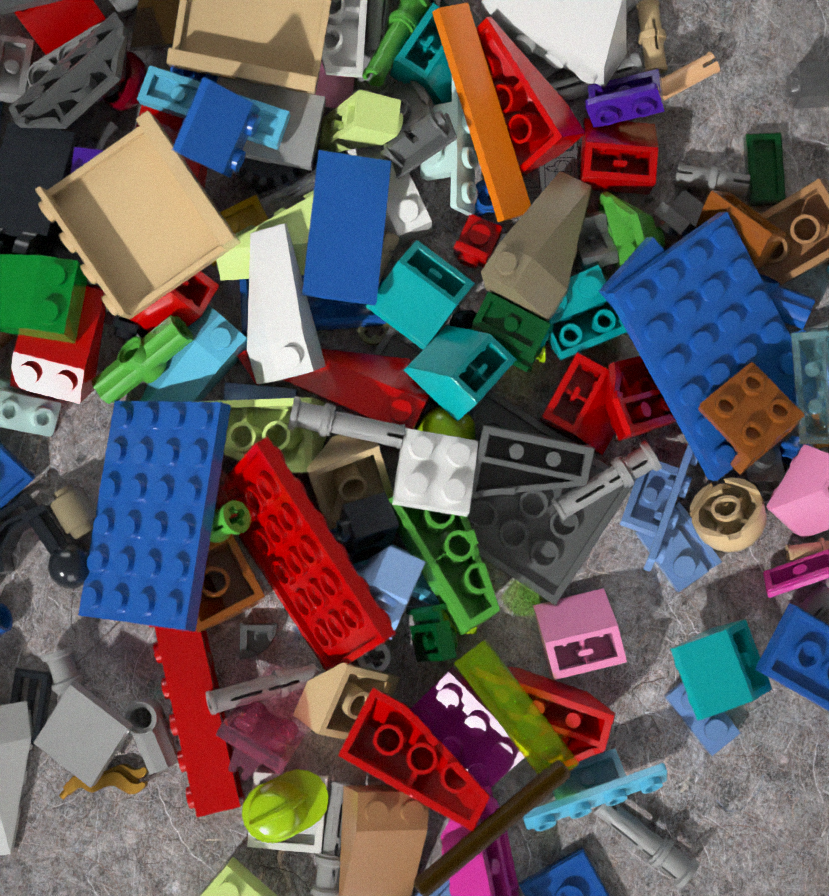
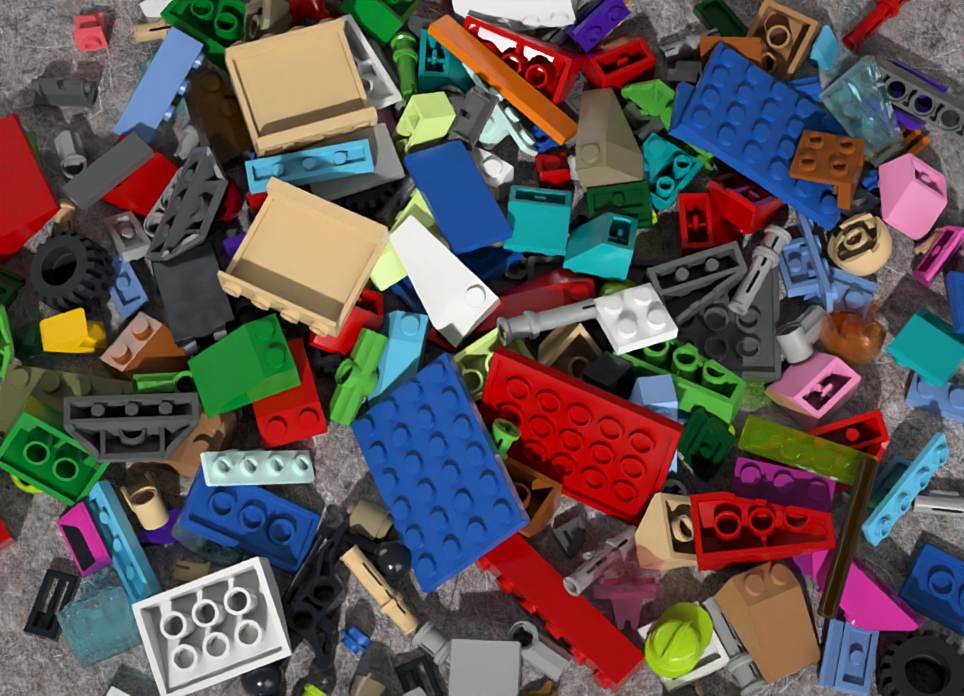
camera: 35 degrees left, 20 degrees down
(50, 630) = (381, 591): none -> tan pin
(217, 128) = (328, 165): blue slope -> none
(598, 573) = (799, 335): none -> light grey piece
(652, 607) = (851, 338): none -> clear orange cylinder

